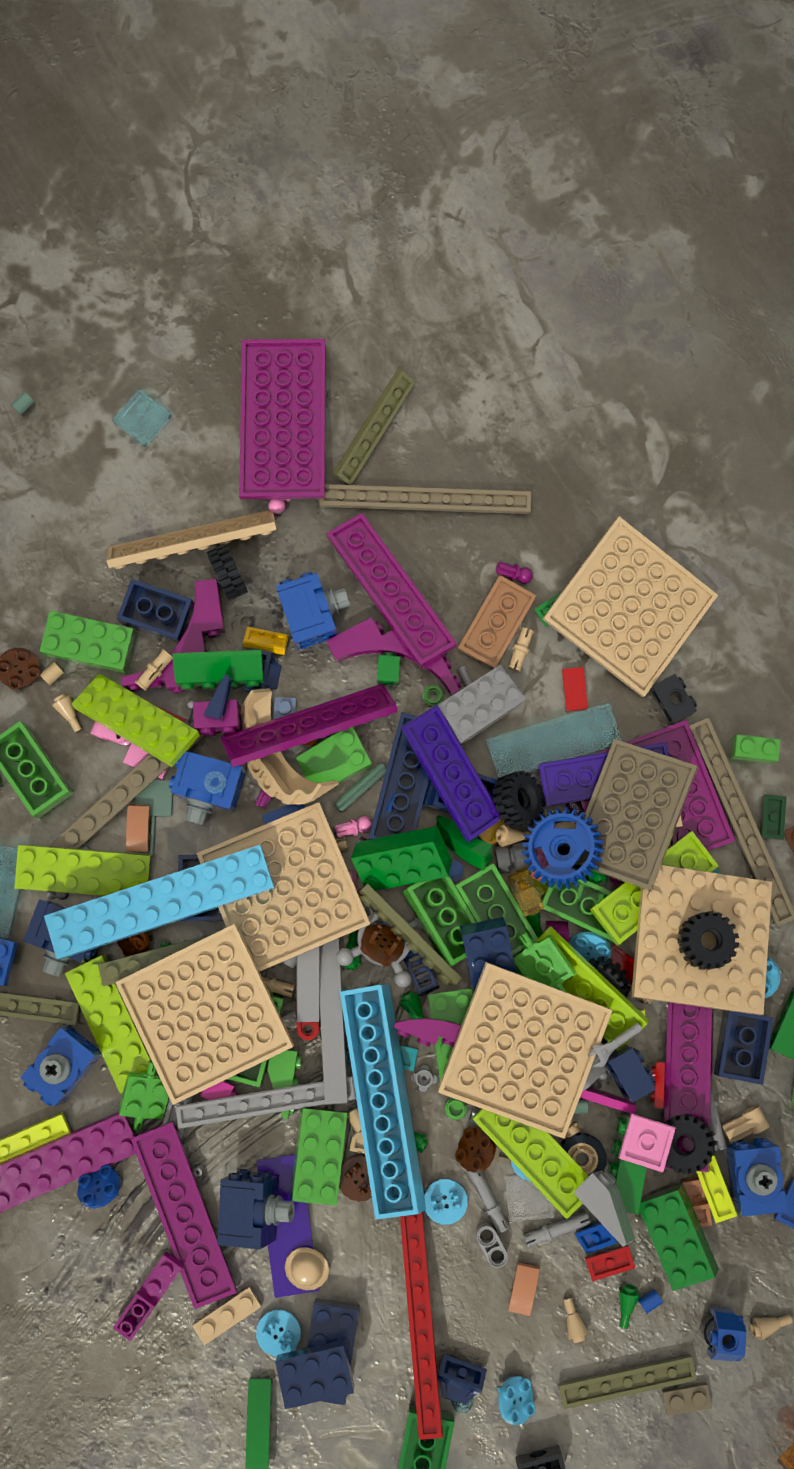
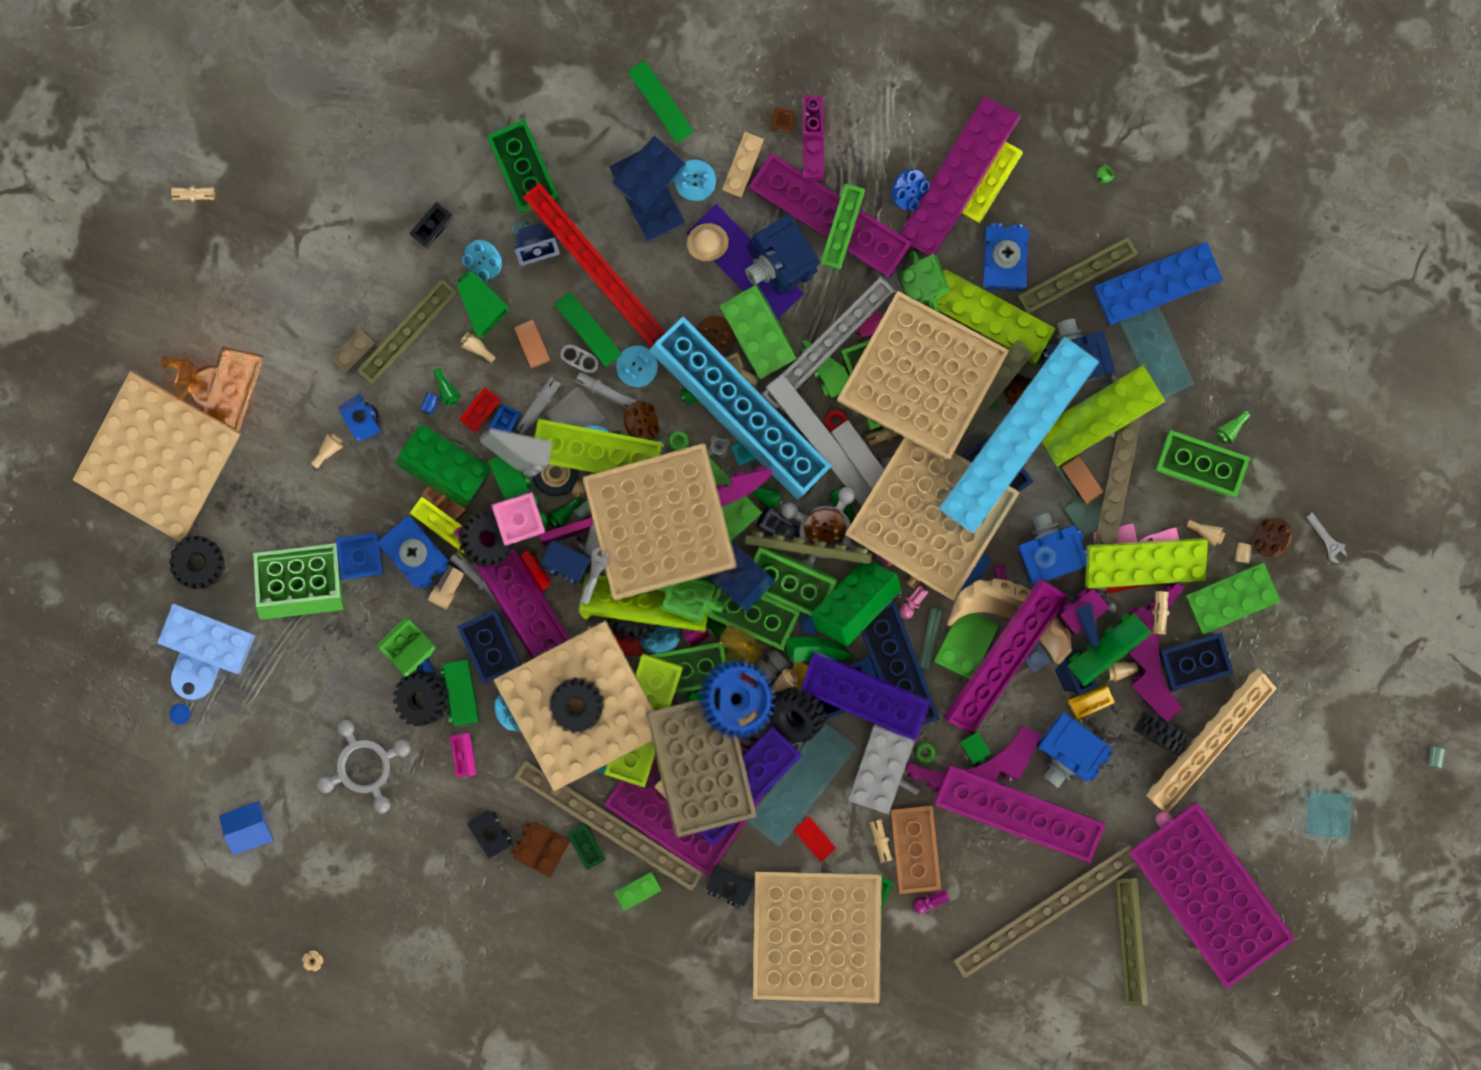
camera: 140 degrees right, 5 degrees up
(163, 1331) = (782, 120): none -> reddish brown plate
(179, 1197) = (842, 226): none -> bright green plate
(216, 645) = (1121, 670): none -> tan cone
(465, 1266) = (588, 329): none -> green slope
(546, 1360) = (481, 304): none -> green slope
(602, 1117) = (559, 516): none -> green cone

